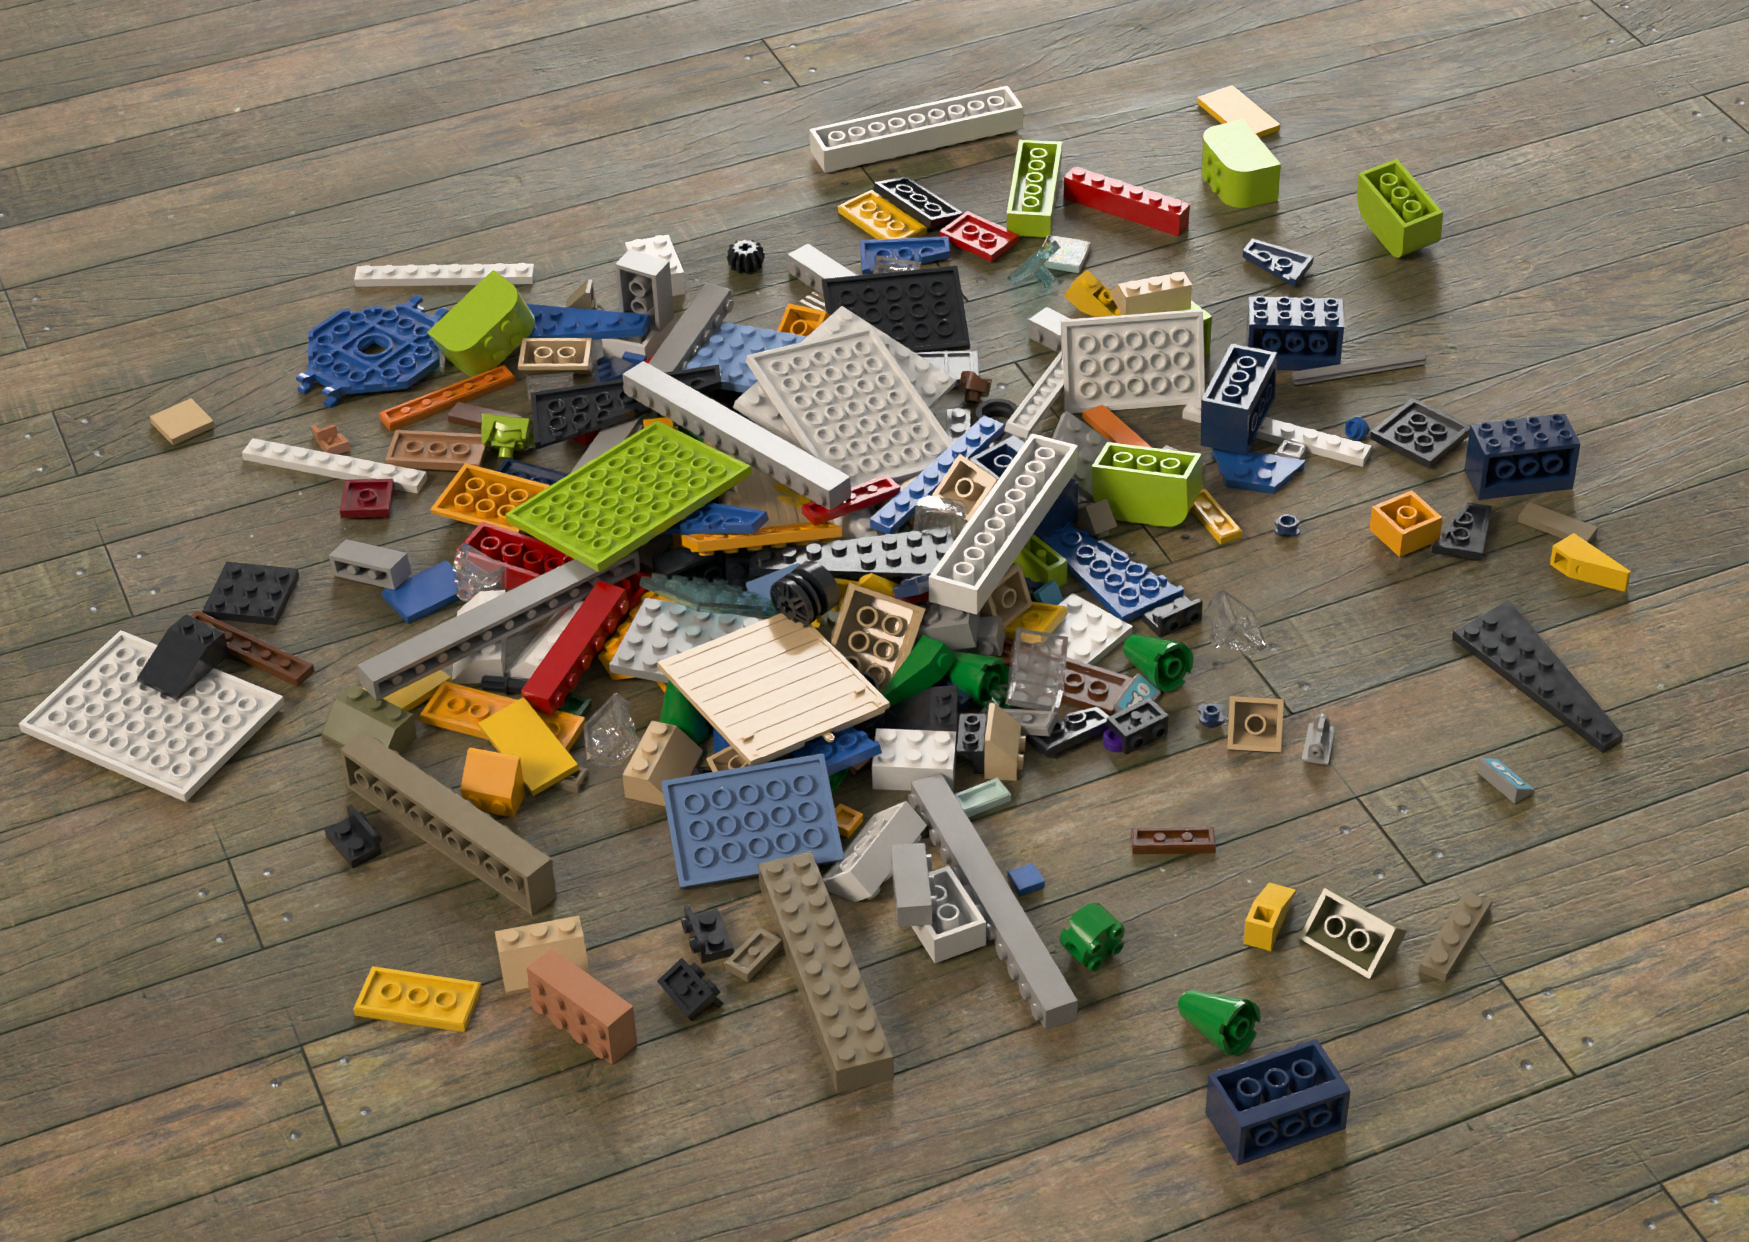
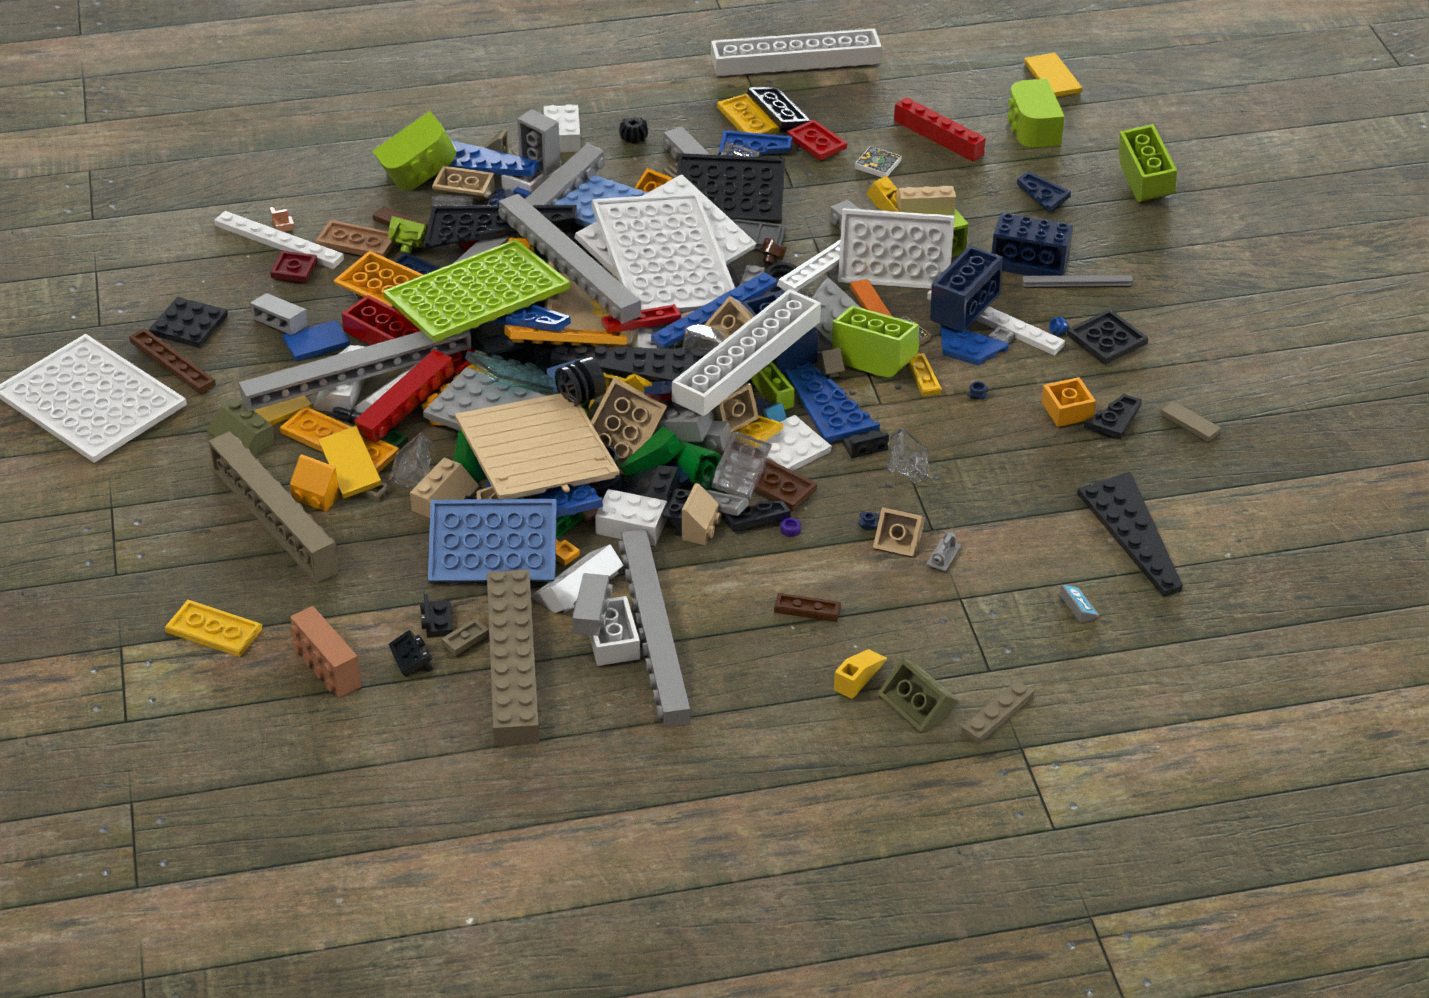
camera: 10 degrees right, 0 degrees up
(182, 421) = (179, 191): tan tile -> none
(184, 657) = (122, 359): black slope -> none
(341, 366) = (306, 163): blue plate -> none
(355, 838) = (205, 508): black bracket -> none
(440, 274) = (403, 111): white plate -> none
(447, 397) = (375, 202): orange tile -> none
(477, 573) = (350, 331): clear brick -> none
(525, 944) = (328, 602): tan slope -> none
(983, 797) = (673, 553): light aqua tile -> none
(1026, 879) = (686, 617): tile -> none
(1034, 188) = (870, 109): lime brick -> none
(1035, 265) = (851, 168): clear light blue tile -> none
(1093, 935) = (718, 664): green brick -> none
(1136, 691) = (814, 500): slope -> none
(1139, 725) = (809, 519): black bracket -> none
(1159, 660) = (842, 474): green cone -> none
(1221, 1019) = (795, 741): green cone -> none
(1277, 1101) = (813, 806): dark blue brick -> none
(1522, 456) = (1176, 365): dark blue brick -> none
(1586, 563) = (1199, 452): yellow slope -> none

